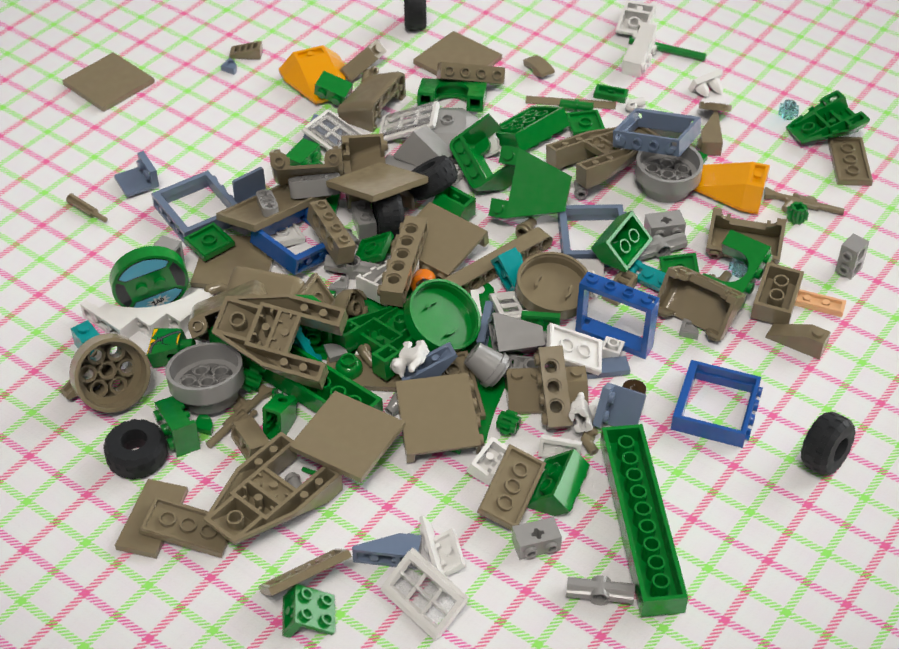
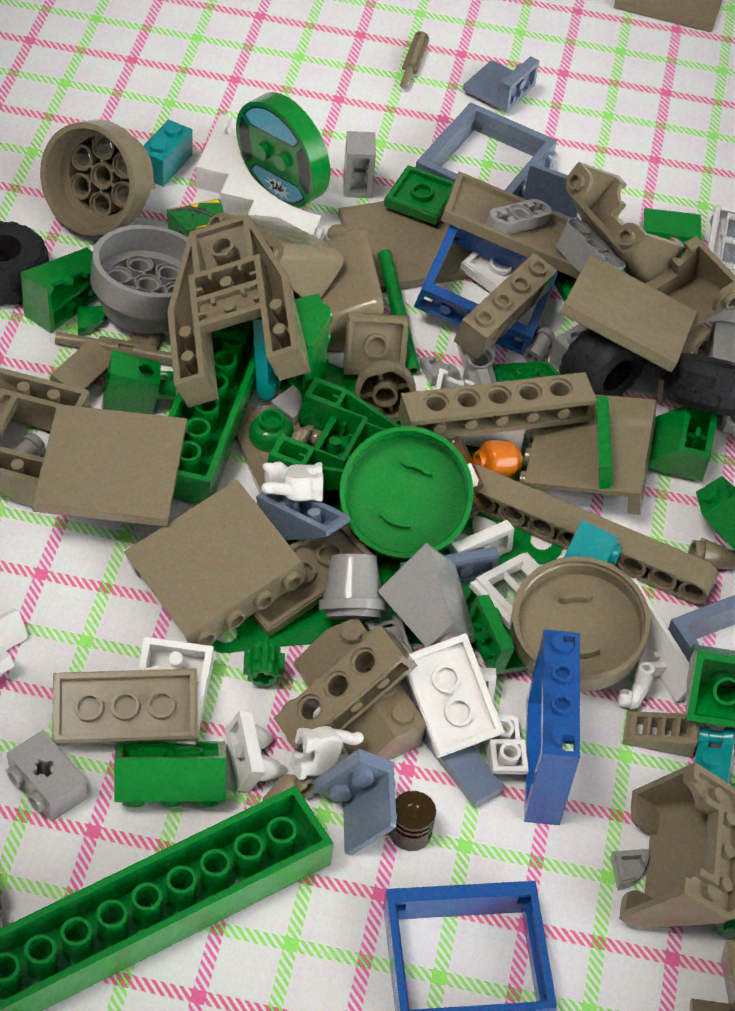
camera: 60 degrees right, 5 degrees up
(451, 230) = (603, 442): none -> green tile

